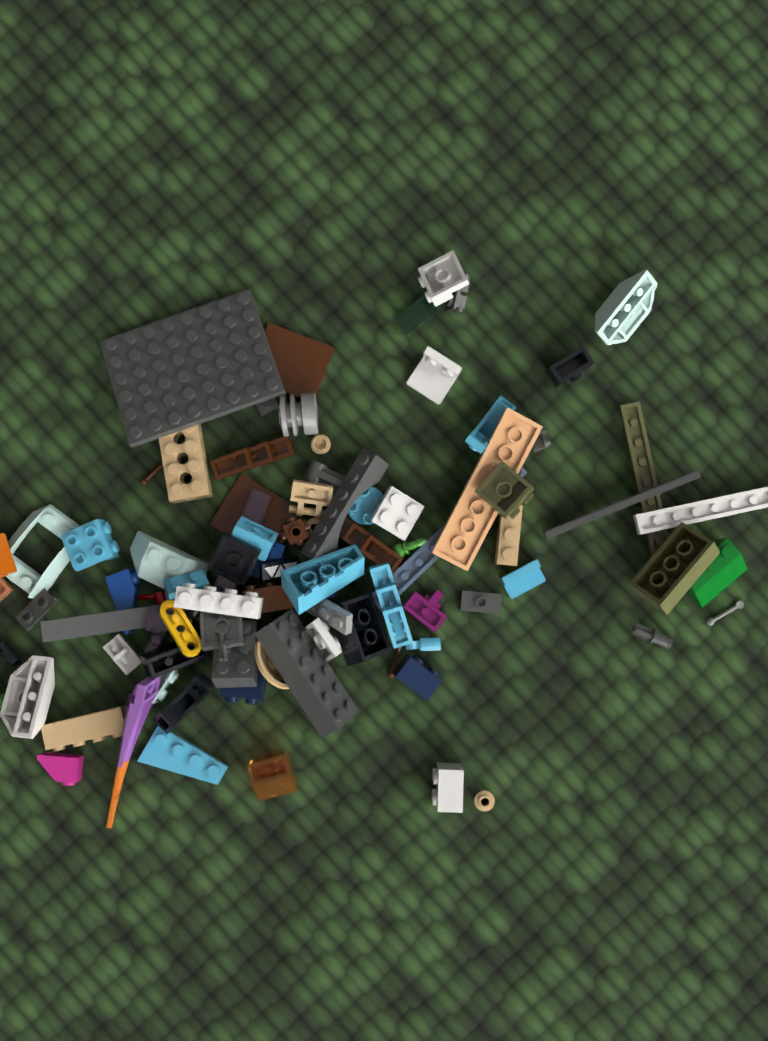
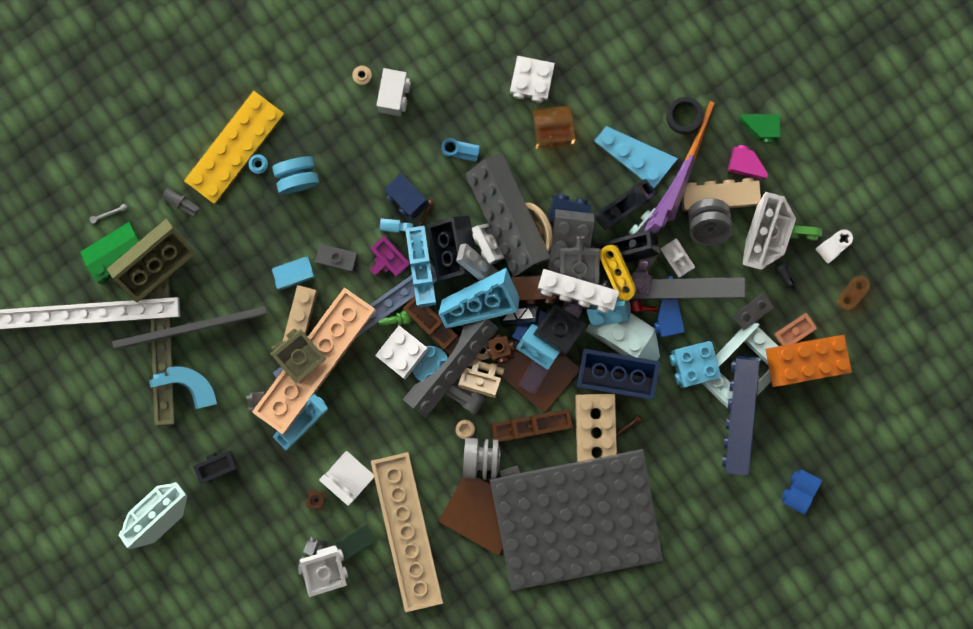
camera: 170 degrees left, 0 degrees up
(32, 499) = (742, 415): none -> dark blue brick
(50, 809) = (762, 126): none -> green slope
(91, 697) = (710, 222): none -> dark grey wheel
(124, 820) = (684, 101): none -> black tyre
(168, 522) = (618, 374): none -> dark blue slope
(303, 823) = (531, 79): none -> white plate
(364, 332) = (406, 532): none -> tan plate
(365, 735) = (462, 150): none -> dark azure piece
(462, 345) = (314, 495): none -> reddish brown plate
(537, 682) = (295, 175): none -> medium azure wheel
(584, 689) = (254, 159): none -> medium azure plate
(599, 445) = (198, 386): none -> medium azure arch
(606, 703) = (234, 147): none -> yellow plate

